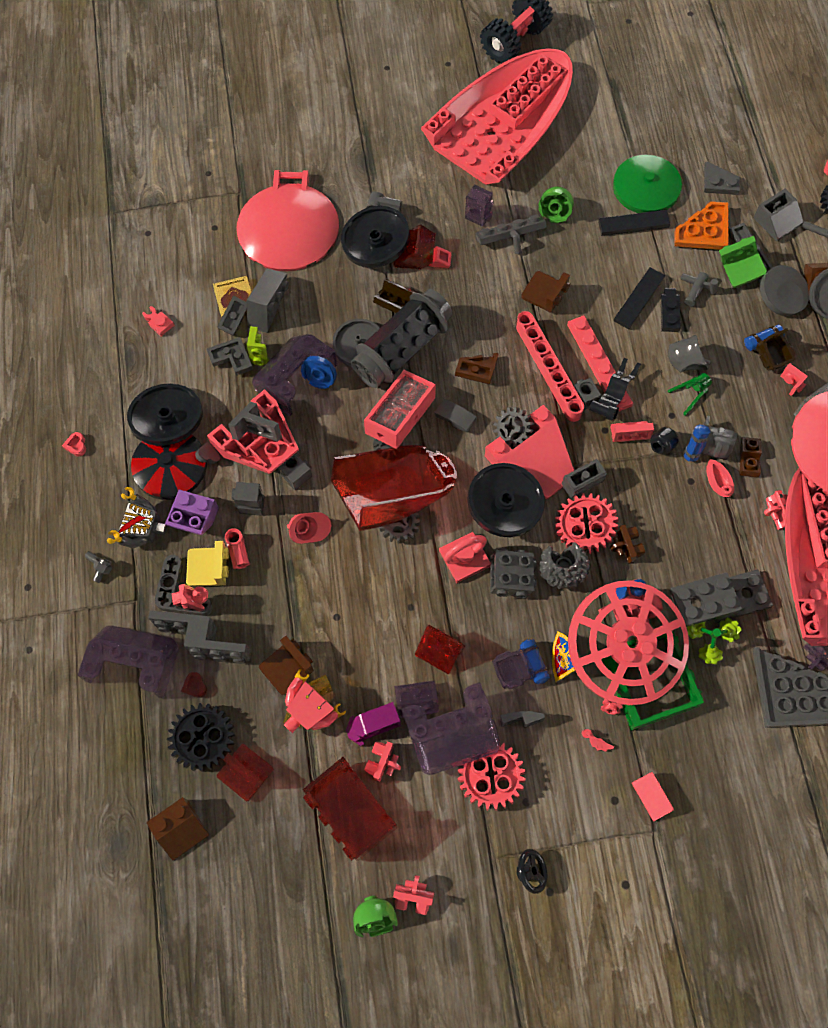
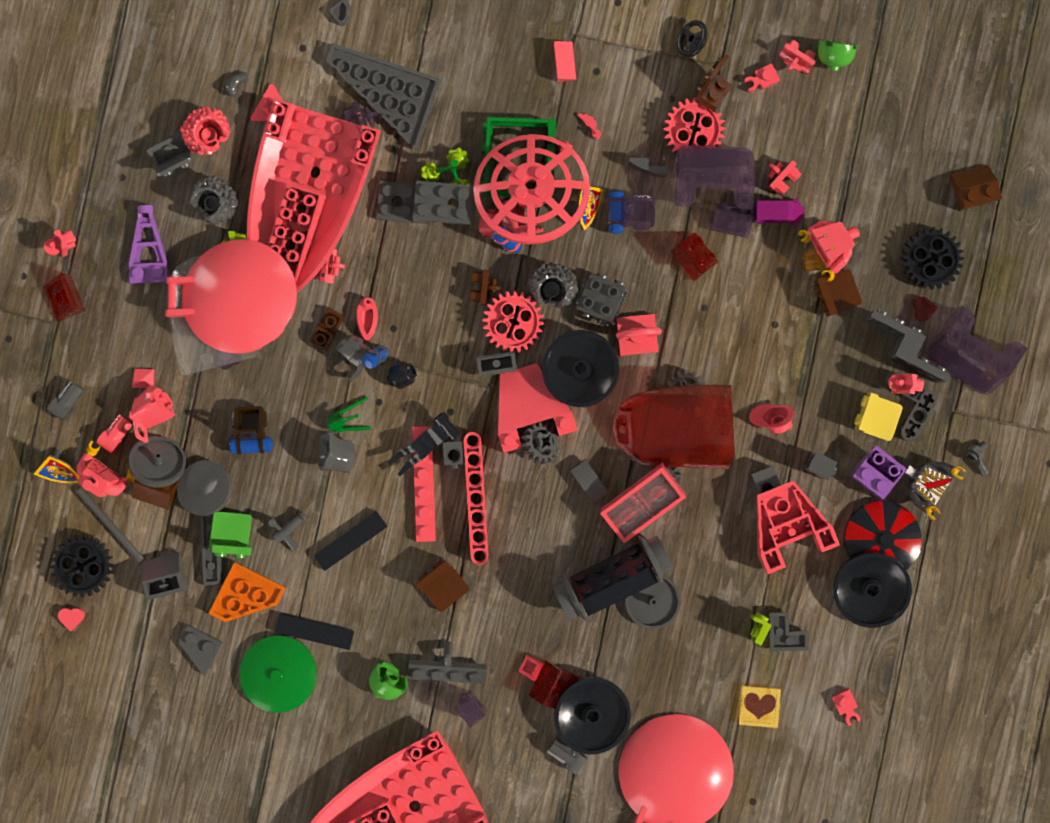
camera: 160 degrees left, 20 degrees up
(75, 444) = (967, 595): coral tile -> none
(207, 453) = (844, 532): tile -> none
(233, 316) = (769, 678): dark grey plate -> none
(237, 550) = (845, 420): coral piece -> none
(244, 772) = (903, 214): clear red bracket -> none
(250, 421) = (795, 542): dark grey bracket -> none
(265, 299) = (729, 685): dark grey wedge -> none
(284, 363) = (737, 598): windscreen -> none
(319, 372) = (707, 575): blue tile -> none
(349, 809) = (825, 143): clear red windscreen -> none
(392, 296) = (599, 634): dark brown bracket -> none
(439, 862) = (764, 77): none -> coral plate
(477, 368) = (546, 524): reddish brown wing -> none
(489, 825) = (715, 88): none -> reddish brown bracket
(631, 431) = (427, 398): coral bracket -> none
(670, 311) = (326, 515): black hinge -> none
(794, 377) = (245, 392): coral bracket -> none

